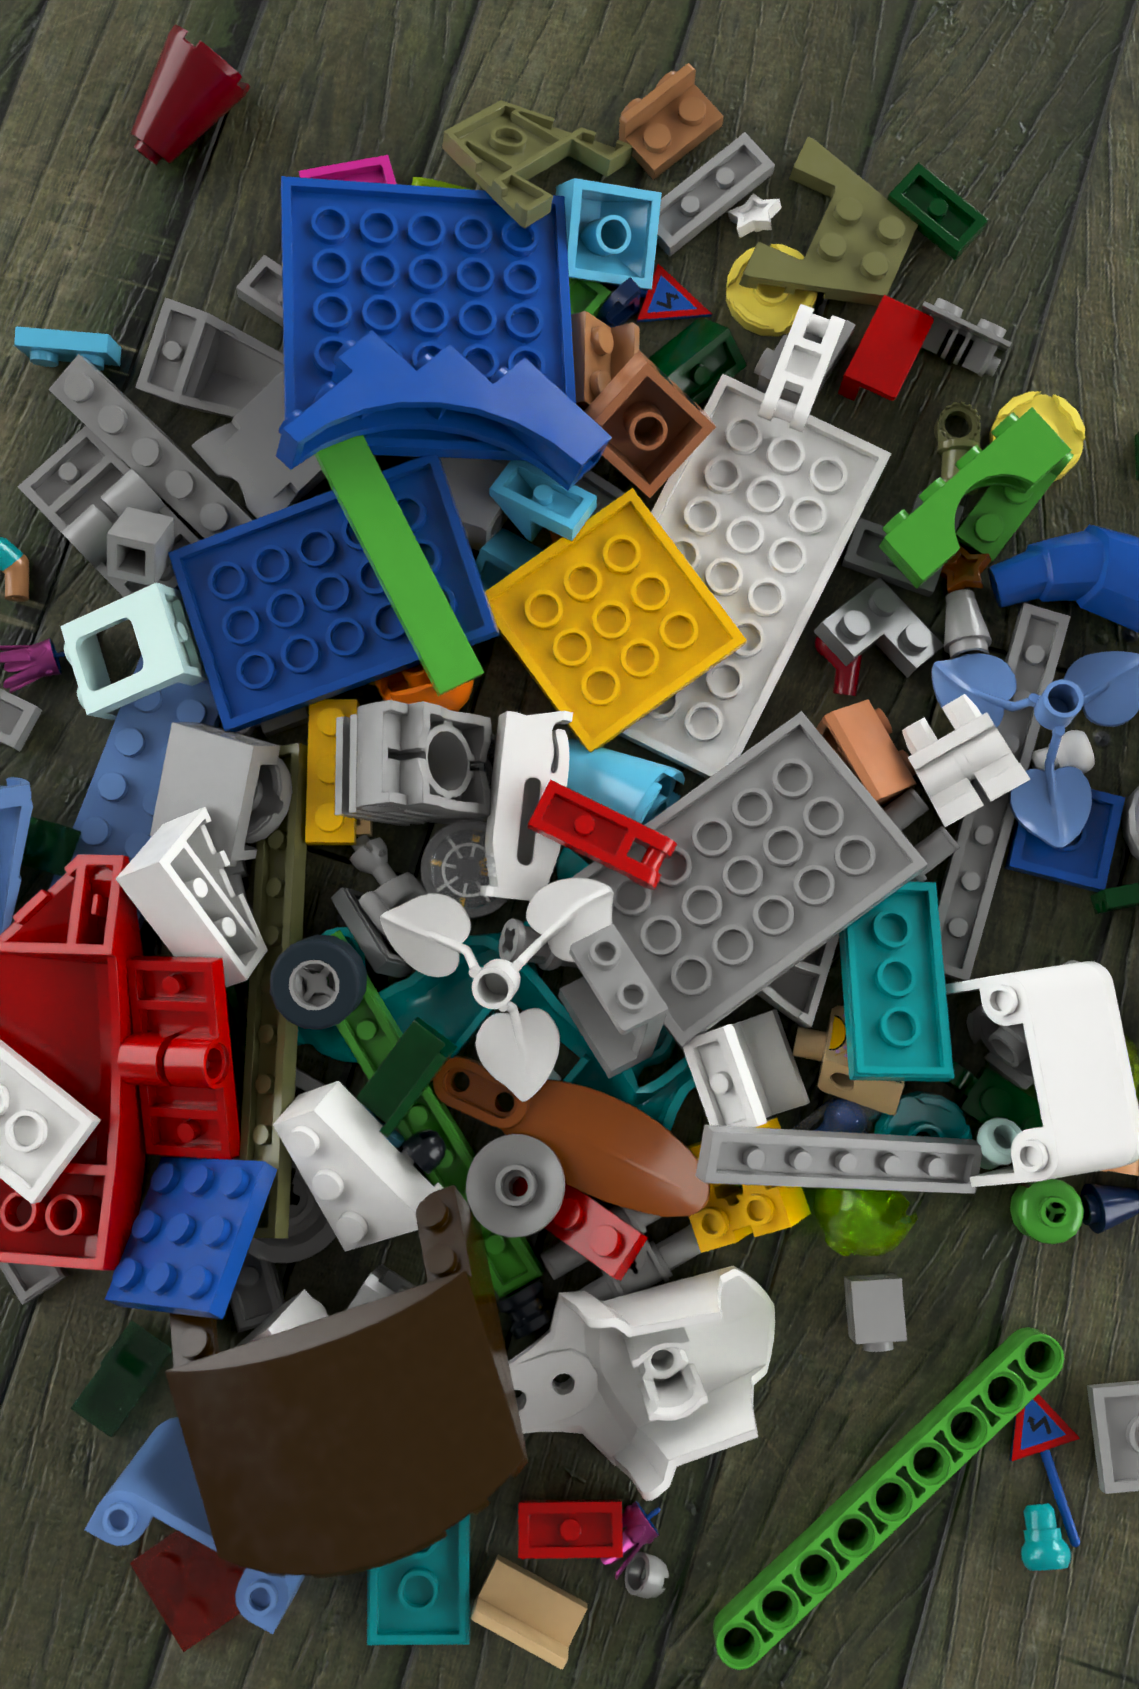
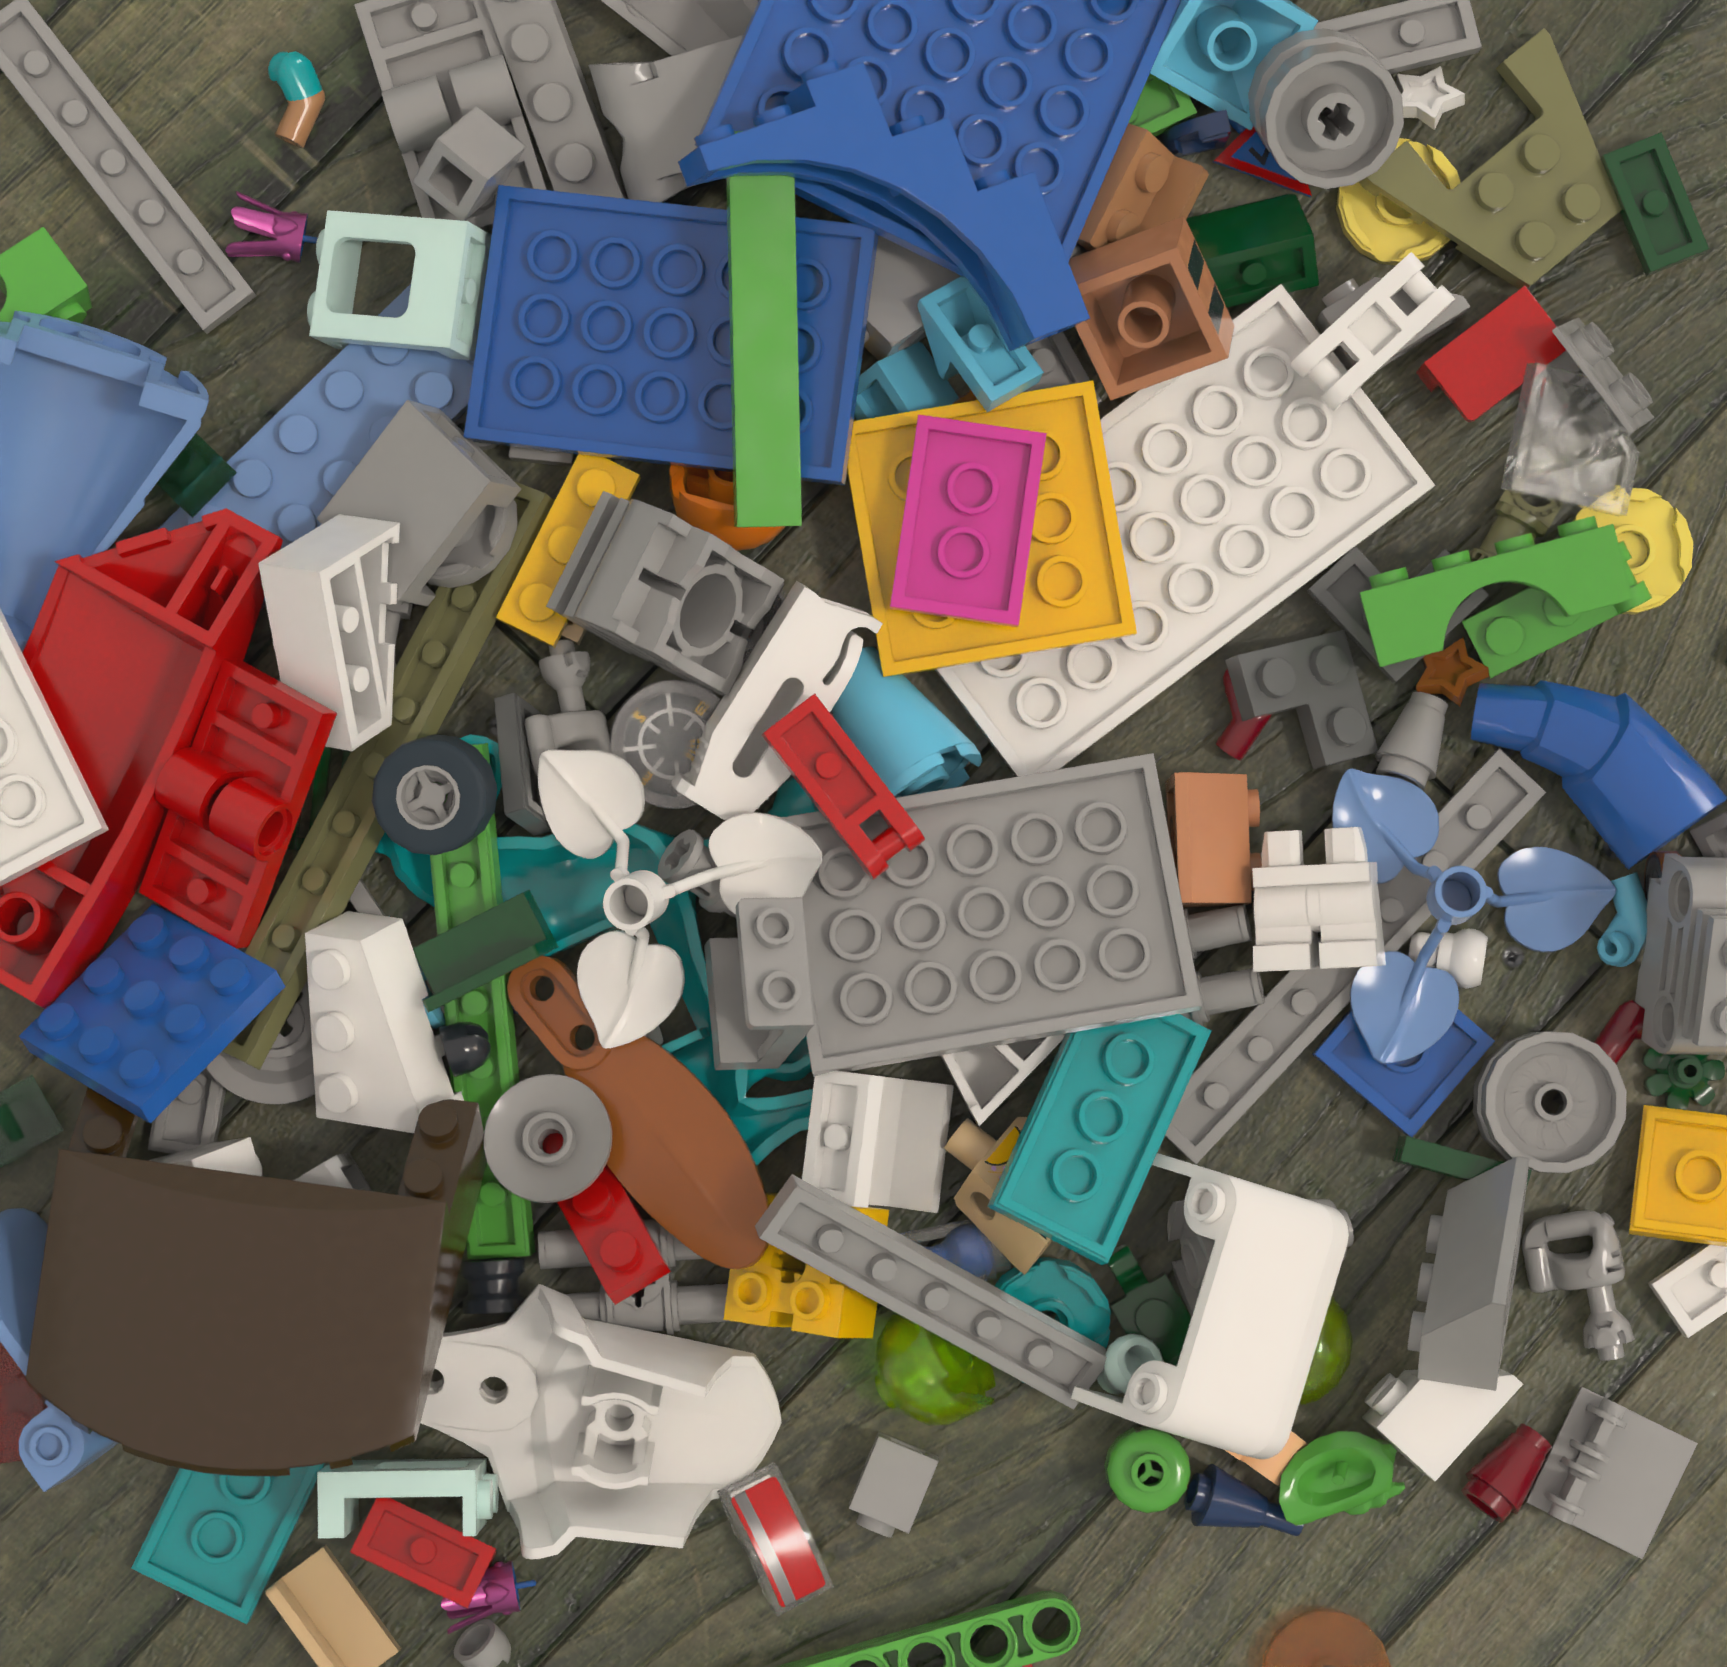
camera: 20 degrees right, 5 degrees up
(535, 1482) = (342, 1487): none -> light aqua window
(596, 617) = (968, 521): none -> dark pink plate
(696, 242) = (1361, 114): none -> light grey wheel
(813, 1391) = (775, 1539): none -> slope
(965, 381) = (1569, 444): none -> clear plate

